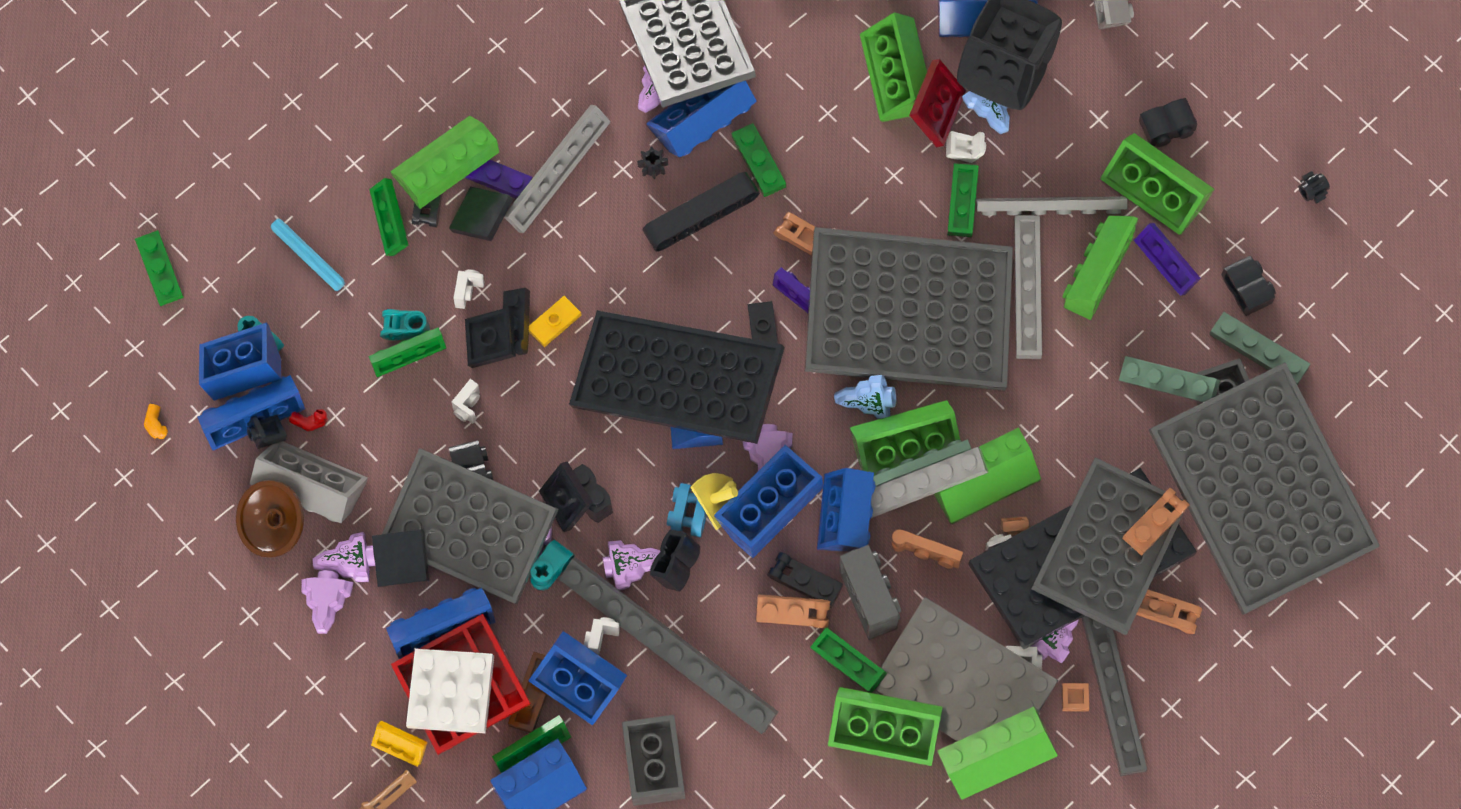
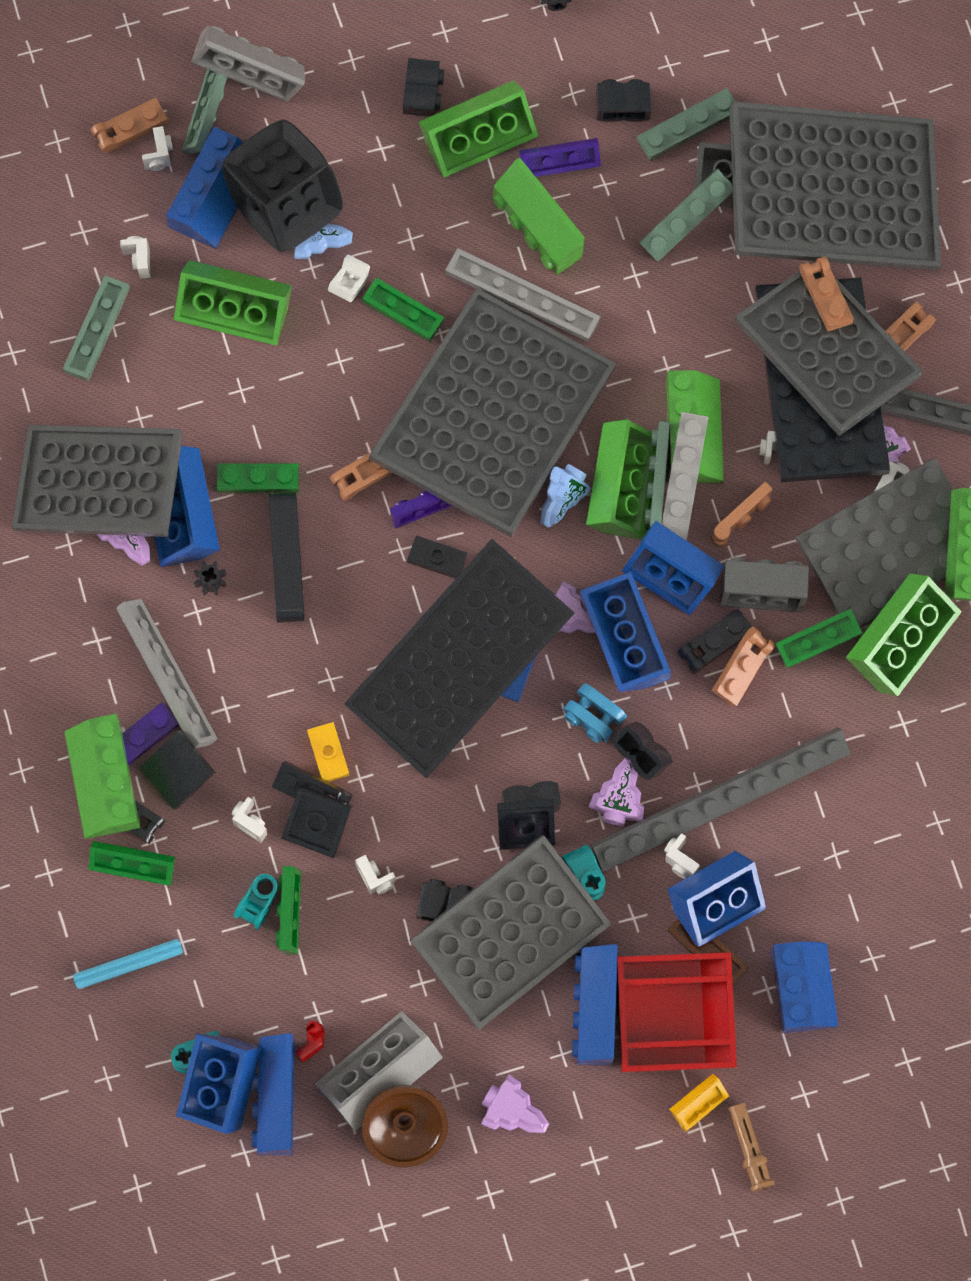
camera: 70 degrees left, 5 degrees up
(152, 424) = (234, 1204): light orange arm -> none
(159, 268) = (62, 1123): green plate -> none
(266, 431) = (307, 1088): black bracket -> none
(349, 558) = (481, 1066): lavender rock -> none
(400, 558) = (508, 1014): black tile -> none
(450, 691) = (682, 1024): white plate -> none
(531, 743) = (762, 975): green plate -> none
(653, 760) = (834, 864): dark grey brick -> none
(713, 493) = (593, 679): light yellow shield -> none
(937, 103) = (296, 280): dark red plate -> none
(1014, 525) = (756, 423): nougat plate -> none
(1062, 205) = (454, 224): light grey plate -> none
(1075, 696) = (949, 453): nougat plate -> none

